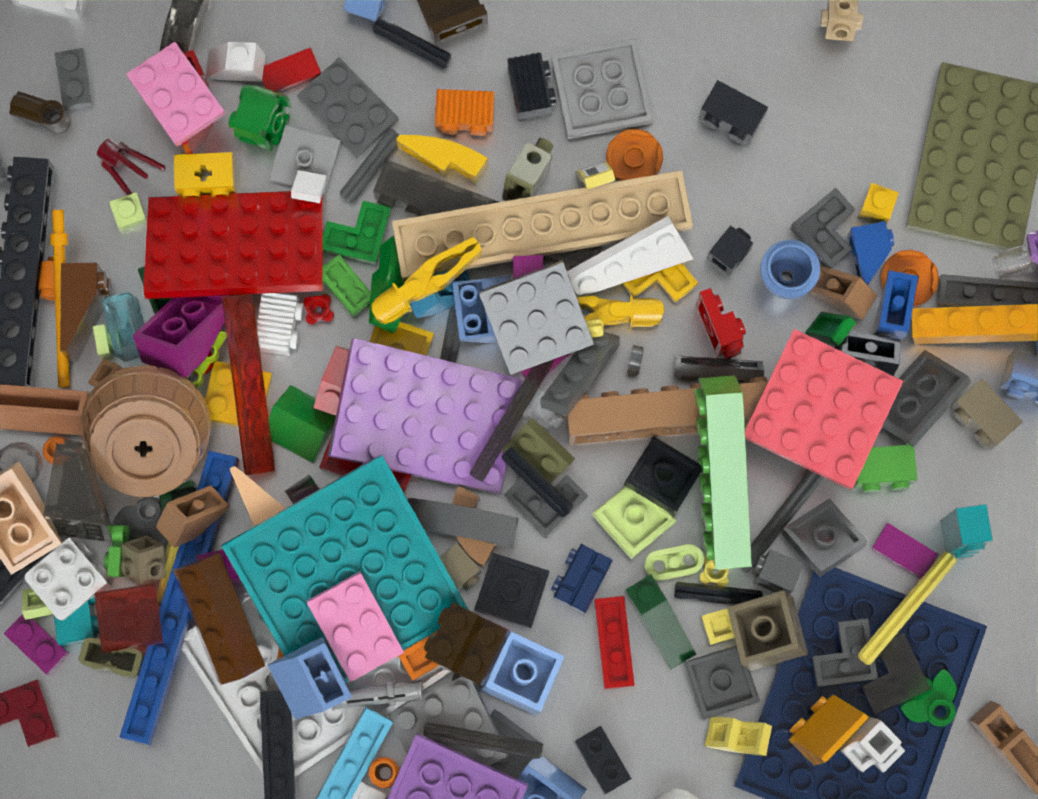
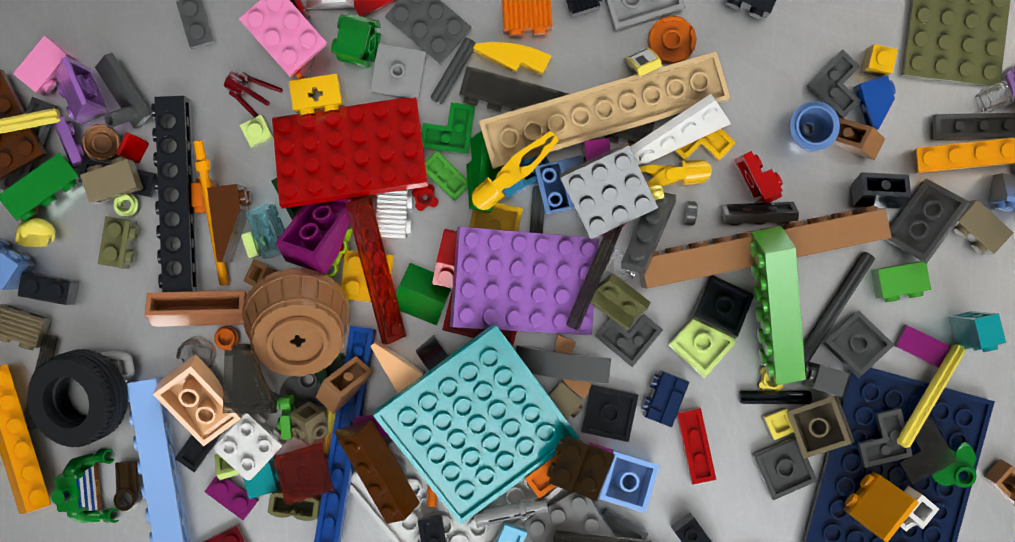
camera: 10 degrees left, 10 degrees up
(39, 111) = (170, 54): dark brown piece -> none
(308, 186) = (404, 96): white tile -> none
(310, 679) = (458, 511): medium blue slope -> none
(354, 626) = (488, 463): bright pink plate -> none
(528, 171) = (586, 63): olive torso -> none
(537, 482) = (622, 325): black axle -> none
(660, 621) = (730, 424): slope -> none
(673, 562) = (737, 376): yellowish green plate -> none
(730, 249) = (760, 111): black brick -> none
(738, 736) = (803, 511): light yellow slope -> none
(822, 409) = (854, 244): coral plate -> none
(830, 328) = (850, 171): green tile -> none
(896, 305) = (902, 145): blue slope -> none
(916, 264) = (908, 119): orange tile -> none

